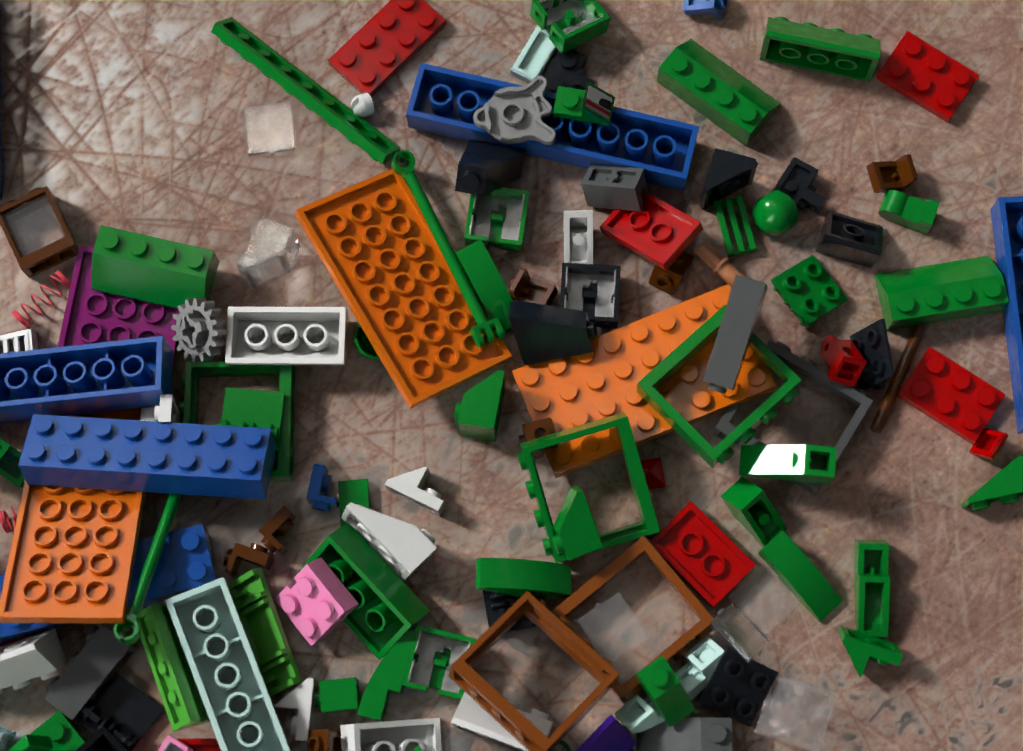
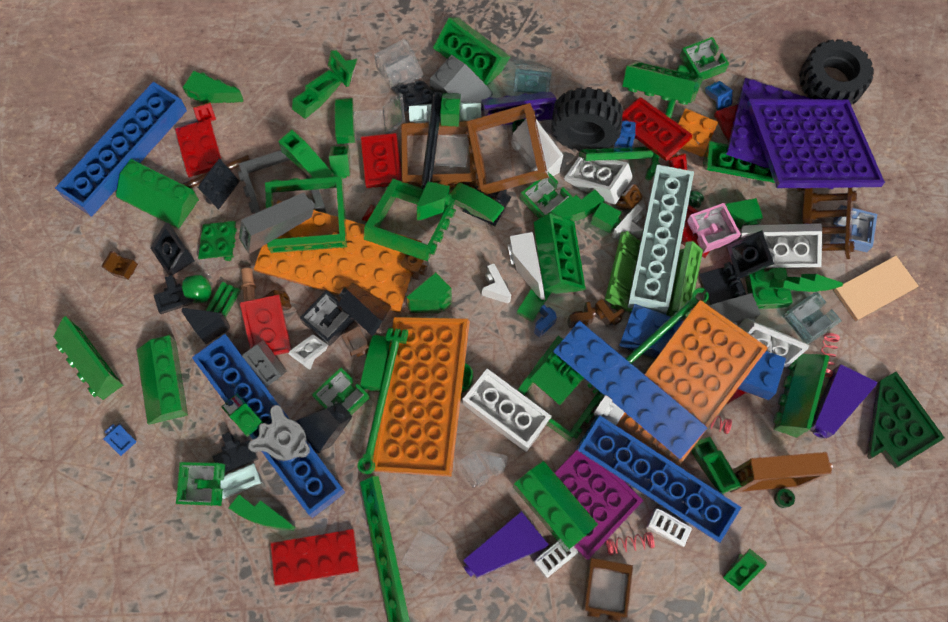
camera: 150 degrees left, 5 degrees down
(114, 211) = (541, 566): none -> white slope
(182, 194) = (506, 546): none -> dark purple slope
(199, 329) = (552, 448): light grey gear -> none
(316, 601) = (587, 261): bright pink piece -> none
(362, 105) = (360, 524): white hinge -> none
(477, 36) = (260, 514): none -> green slope
(651, 621) = (432, 139): none -> black axle
(844, 360) = (233, 192): red leg -> none
(908, 211) = (129, 241): green leg -> none
(927, 76) = (48, 304): red plate -> none

